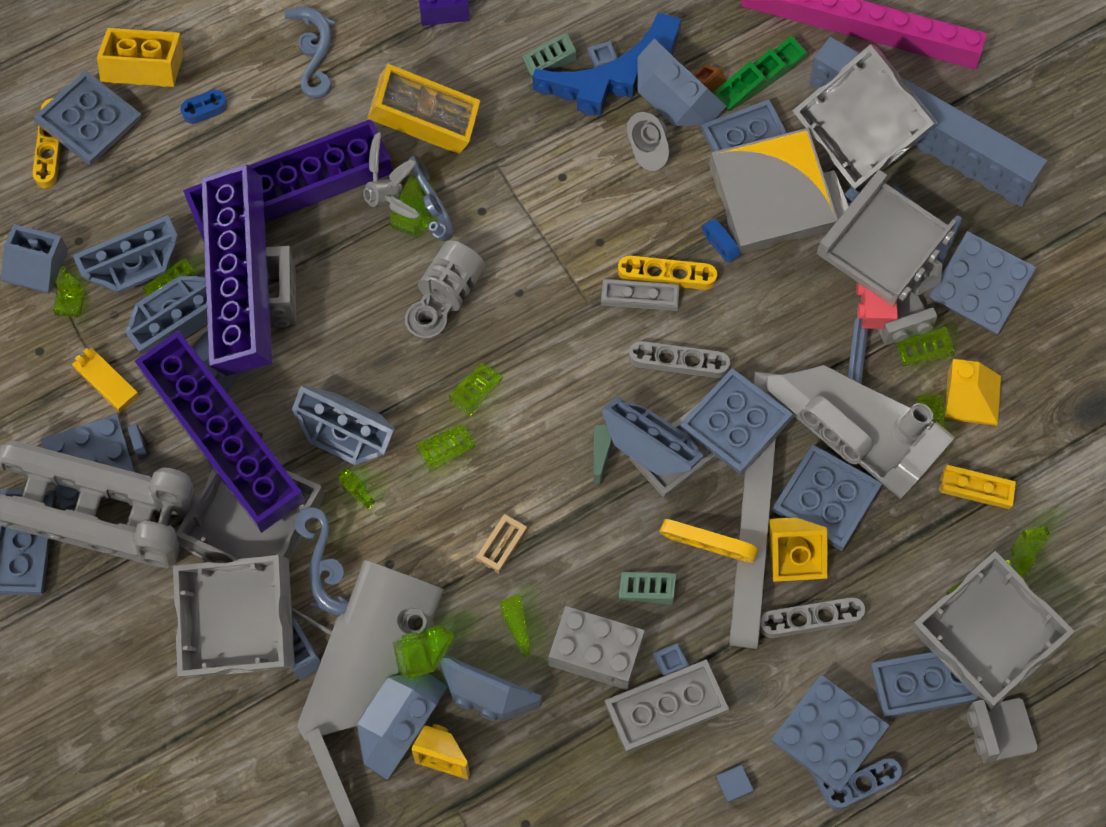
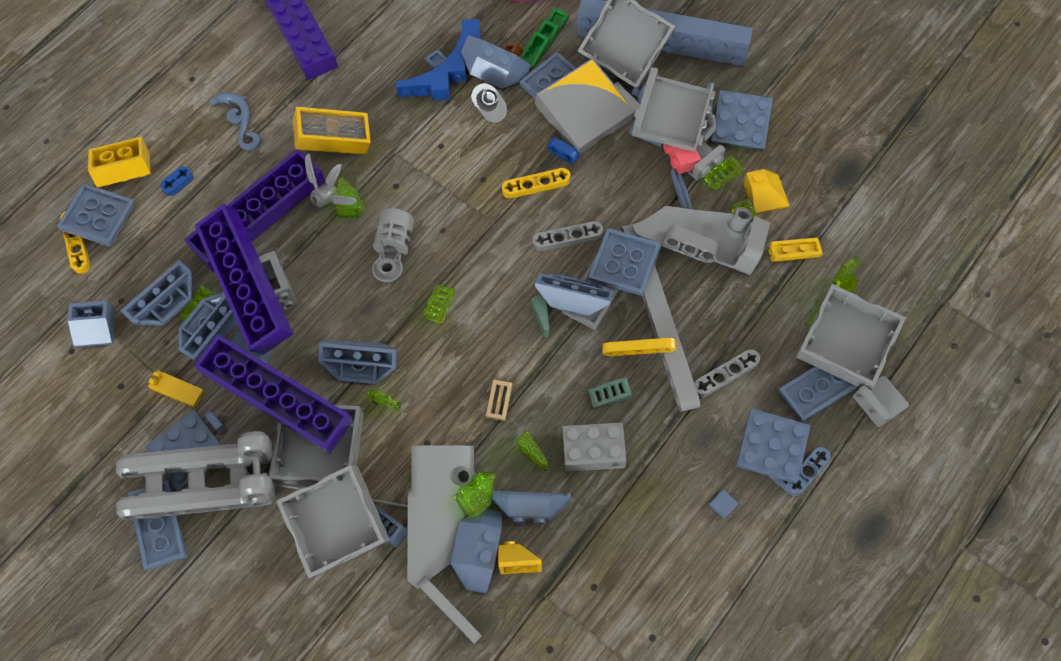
camera: 20 degrees left, 0 degrees up
(69, 295) = (128, 340): clear neon green slope -> none
(317, 565) = (378, 463): sand blue plant -> none
(442, 458) = (429, 363): clear neon green slope -> none
(443, 230) = (373, 202): sand blue plant -> none
(554, 45) = (411, 69): sand green slope -> none
(640, 294) = (524, 203): light grey tile -> none
(666, 706) = (656, 469): light grey plate -> none
(670, 659) = (646, 437): sand blue tile -> none
(797, 549) = (699, 331): yellow slope -> none
(828, 494) = (702, 291): sand blue plate -> none

